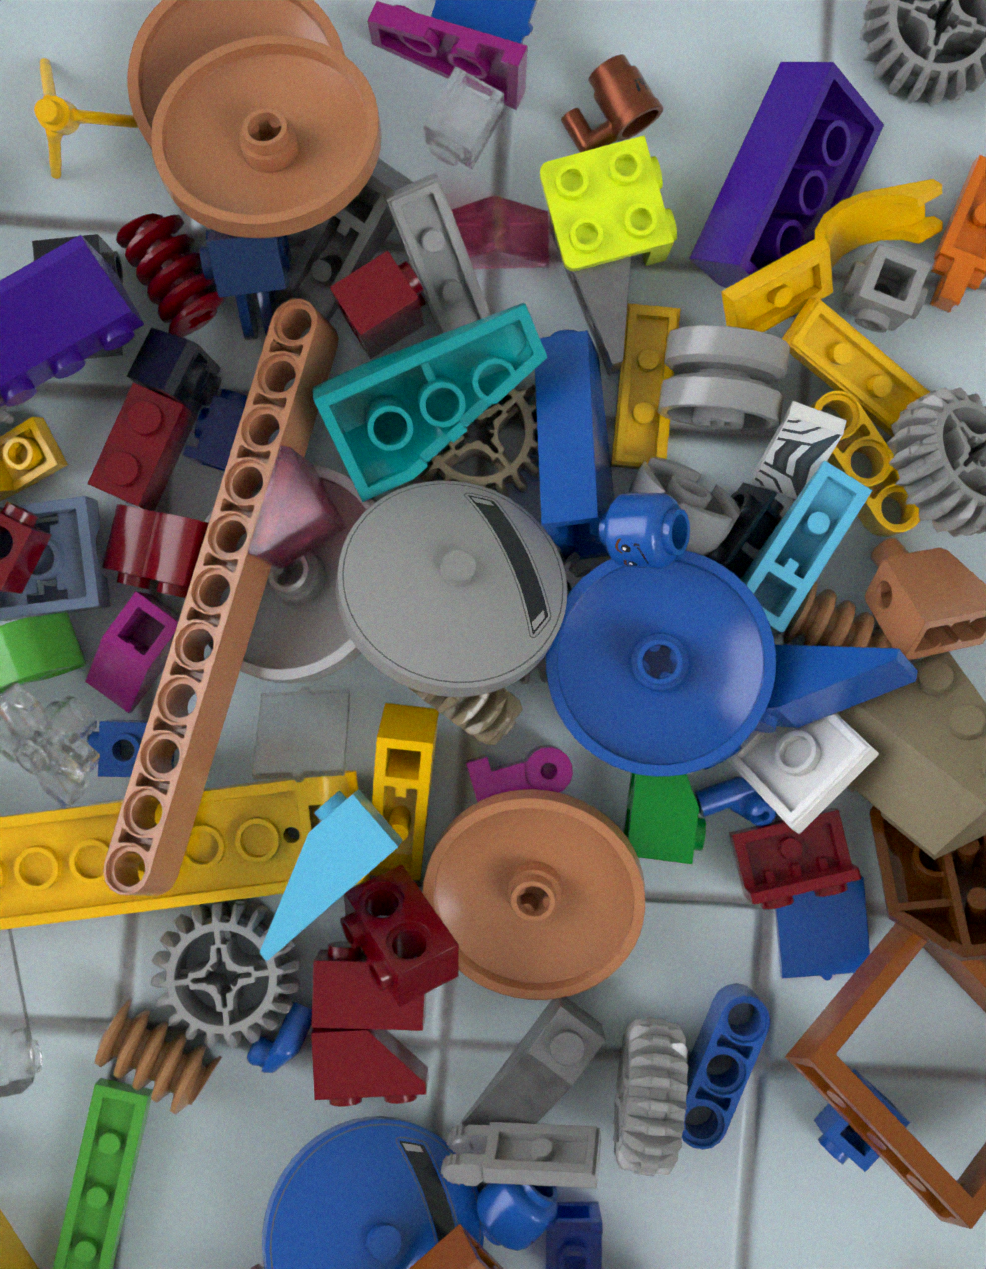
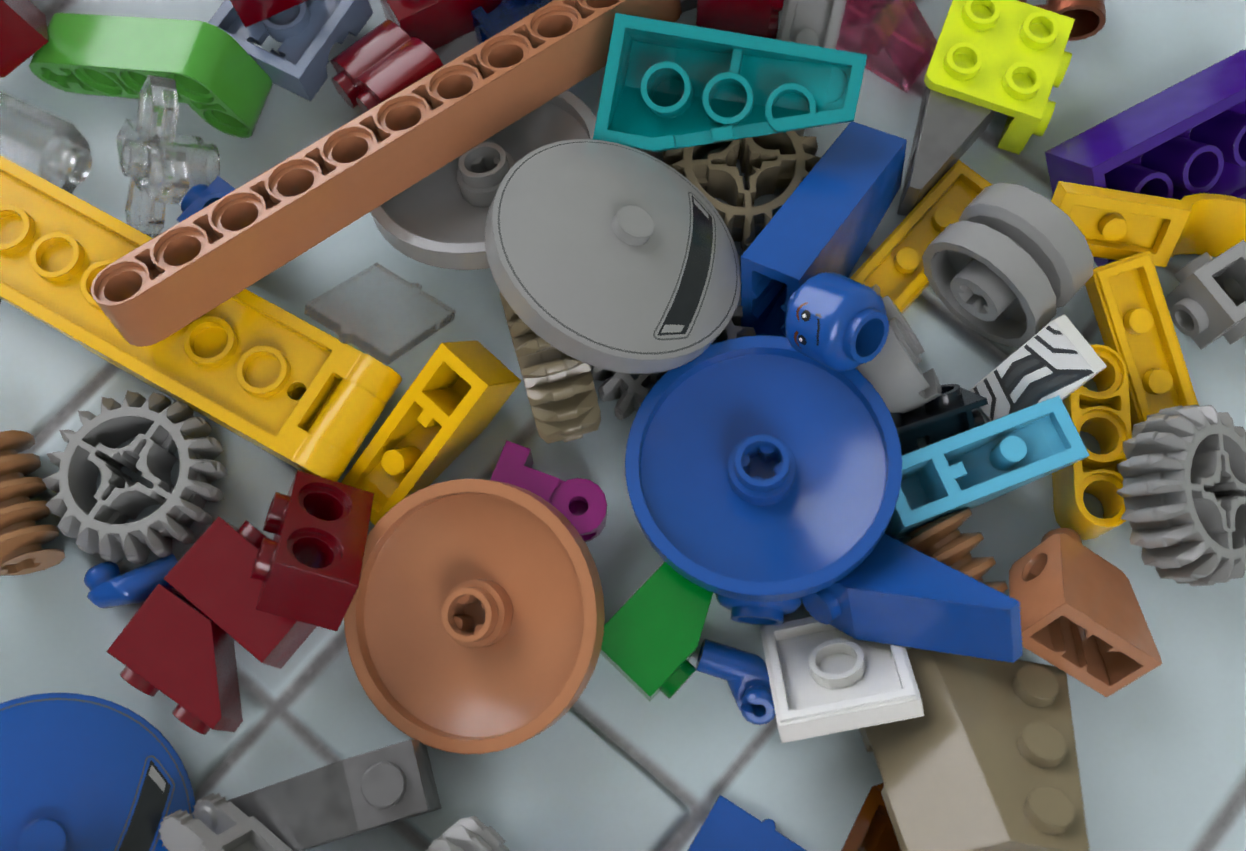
camera: 35 degrees right, 15 degrees down
(133, 650) = (293, 125): magenta slope -> none
(294, 512) = (521, 107): clear pink slope -> none
(332, 860) = (306, 424): medium azure slope -> none
(782, 863) = (757, 773): dark red bracket -> none

